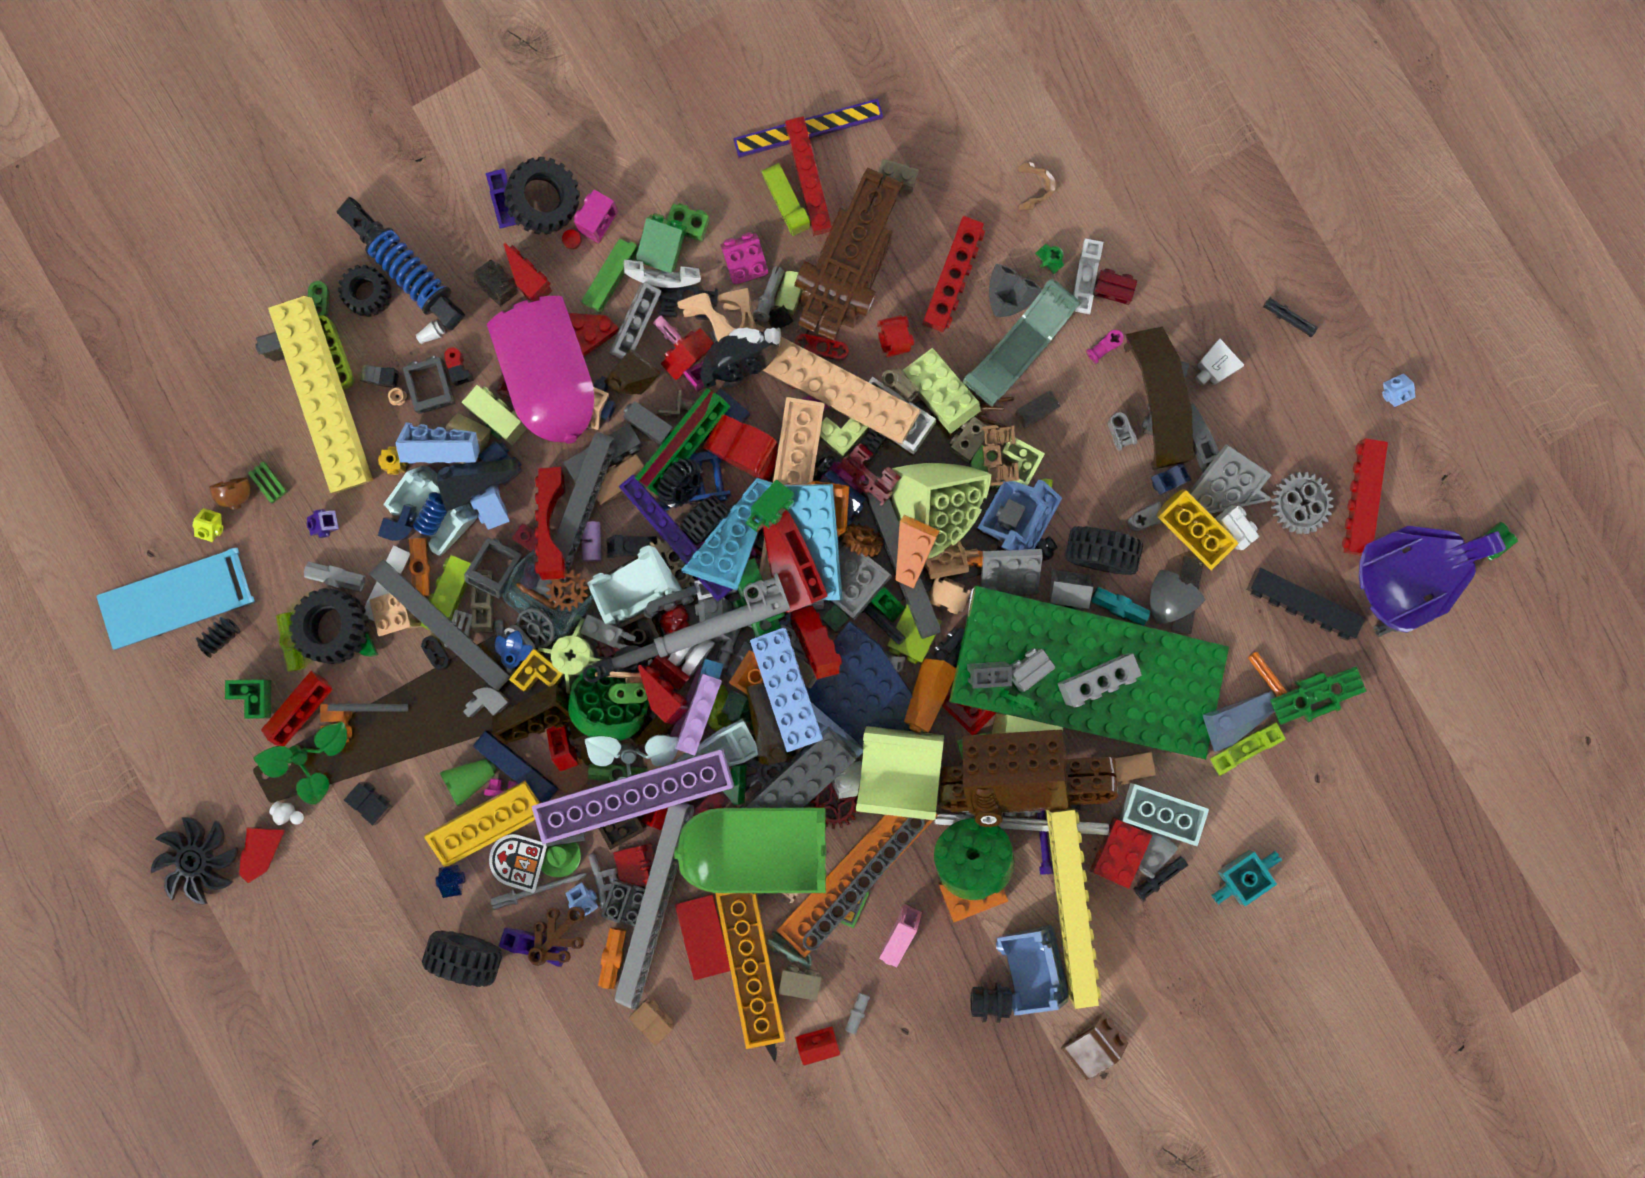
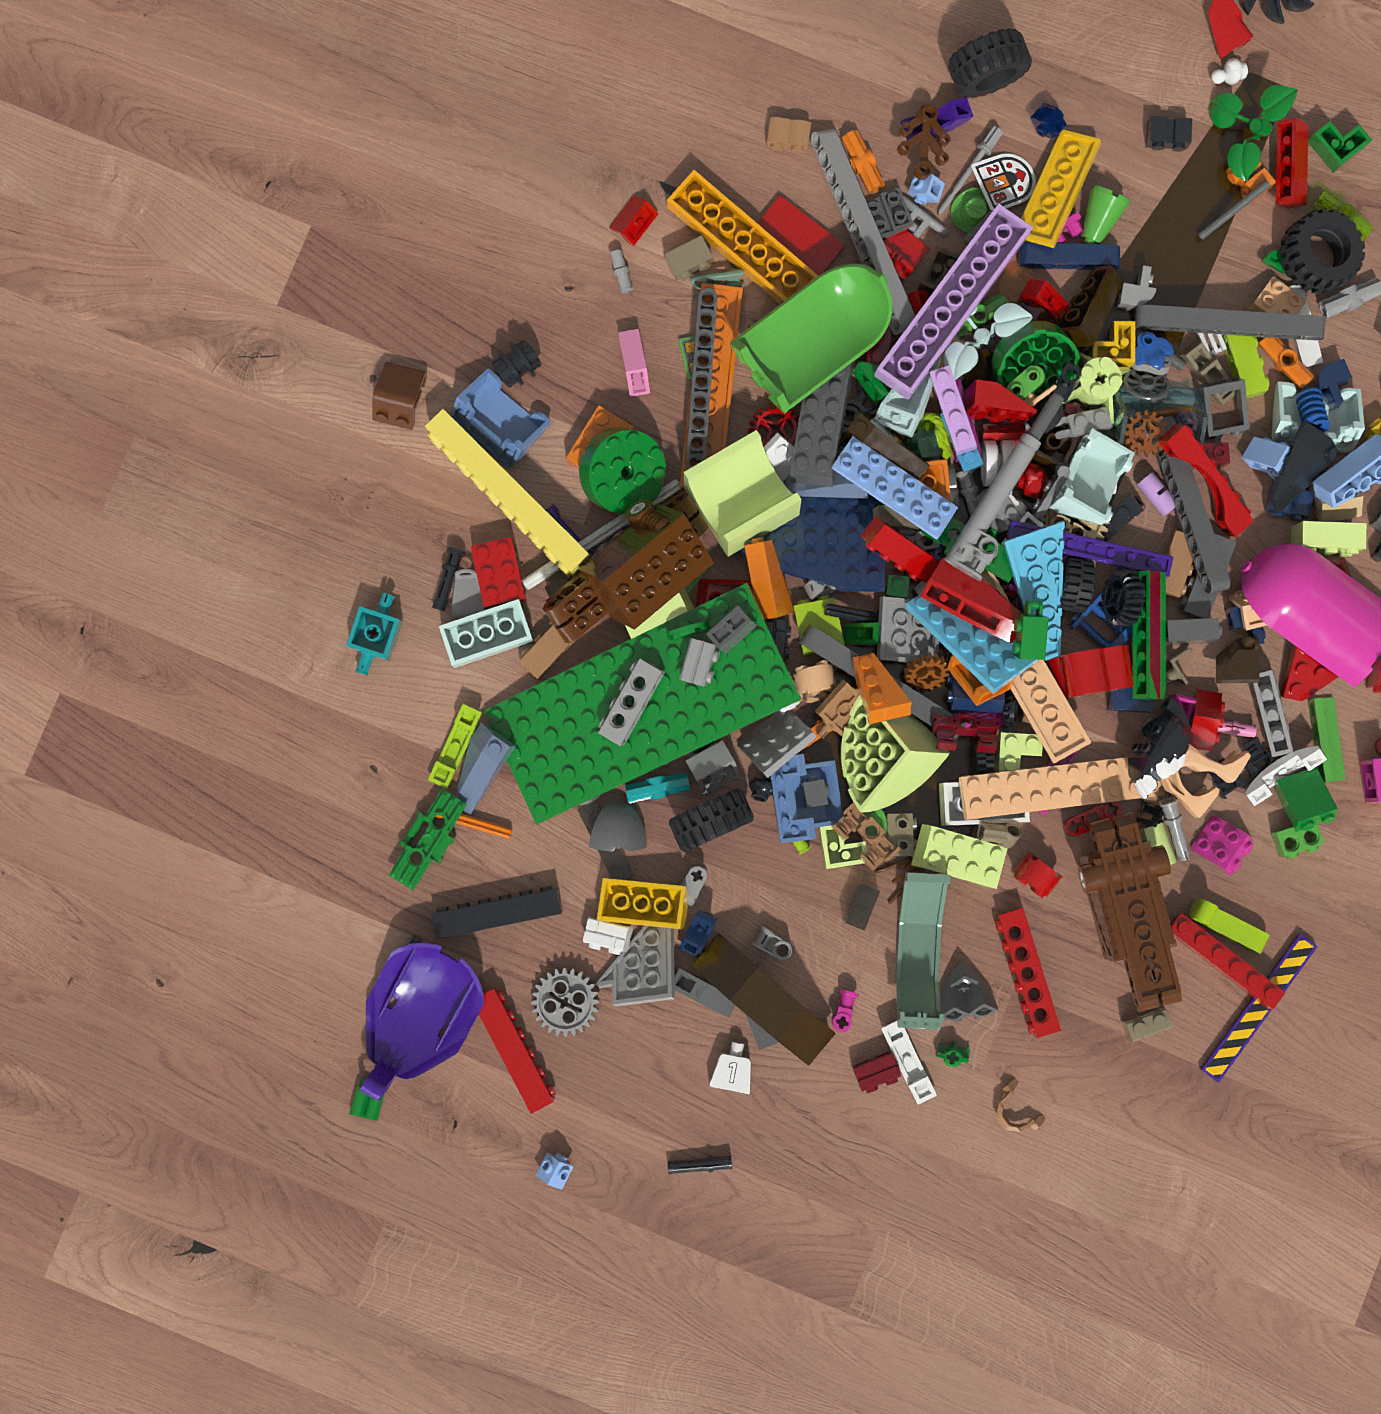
camera: 140 degrees right, 0 degrees up
(431, 655) = (1214, 295): black beam -> none

